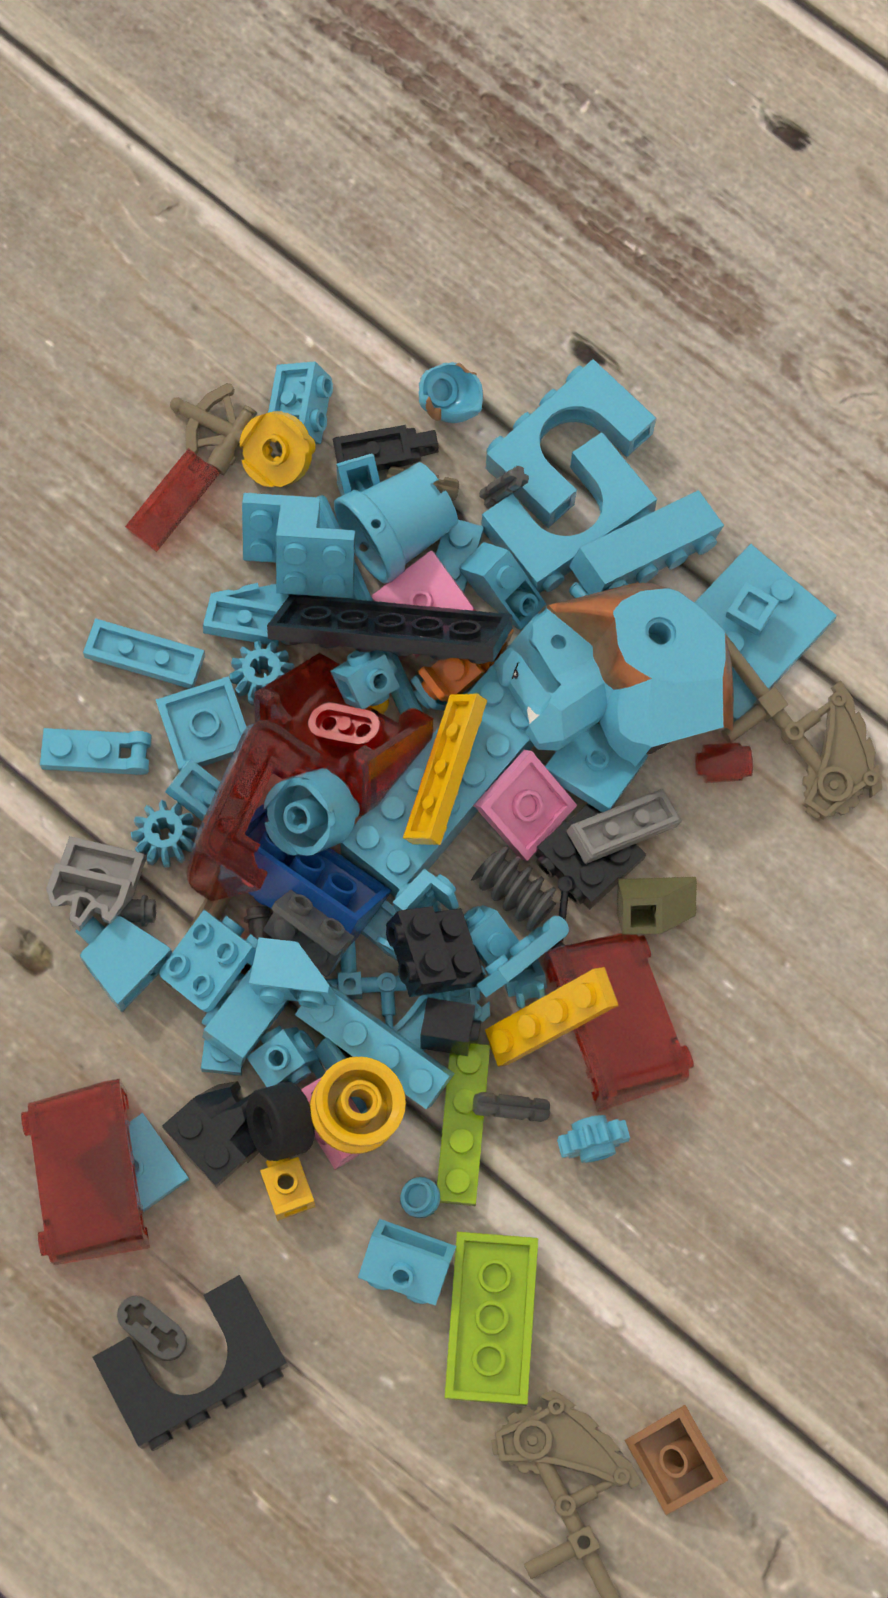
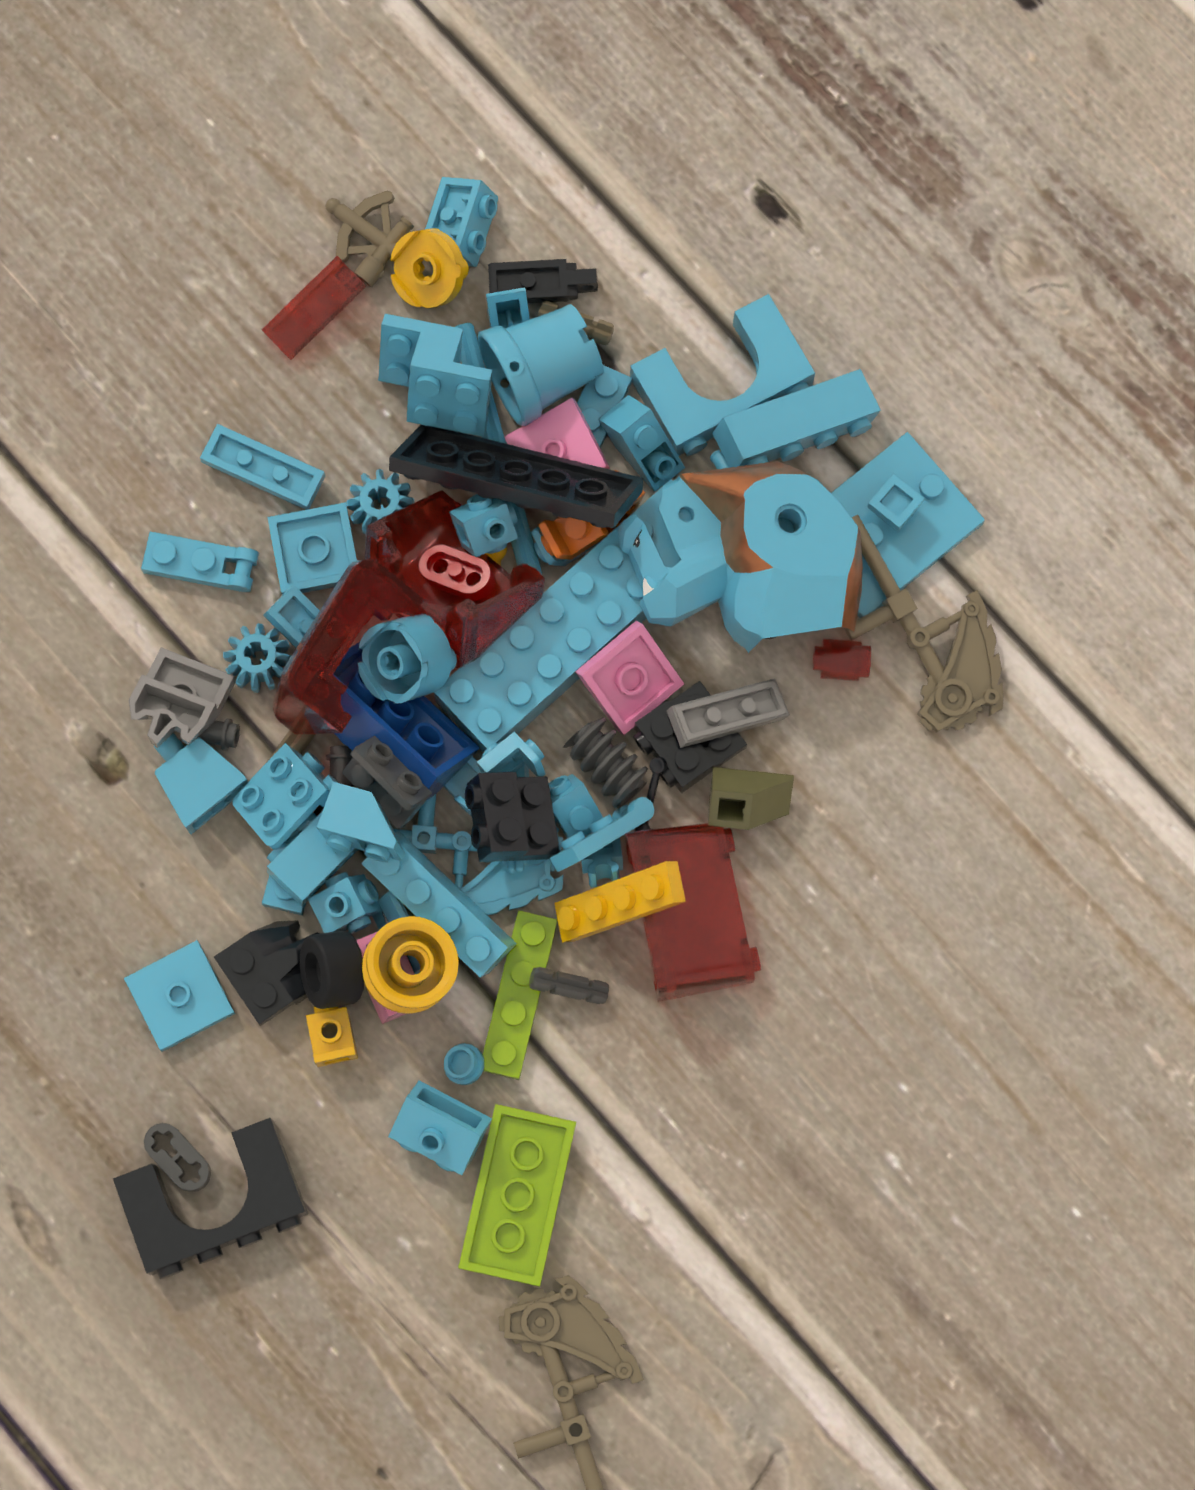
camera: 10 degrees right, 5 degrees up
(86, 1173) = (131, 994): clear red windscreen -> none
(243, 612) = (369, 436): medium azure wing -> none
(445, 769) = (549, 632): yellow plate -> none
(449, 1027) = (517, 896): black brick -> none
(450, 393) = (617, 231): medium azure hair -> none
(504, 486) = (658, 338): dark grey axle -> none
(587, 398) = (759, 253): medium azure arch -> none
(593, 769) = (705, 650): medium azure plate -> none
(593, 1138) = (646, 1029): medium azure gear -> none
(676, 1460) = (679, 1362): medium nougat slope -> none

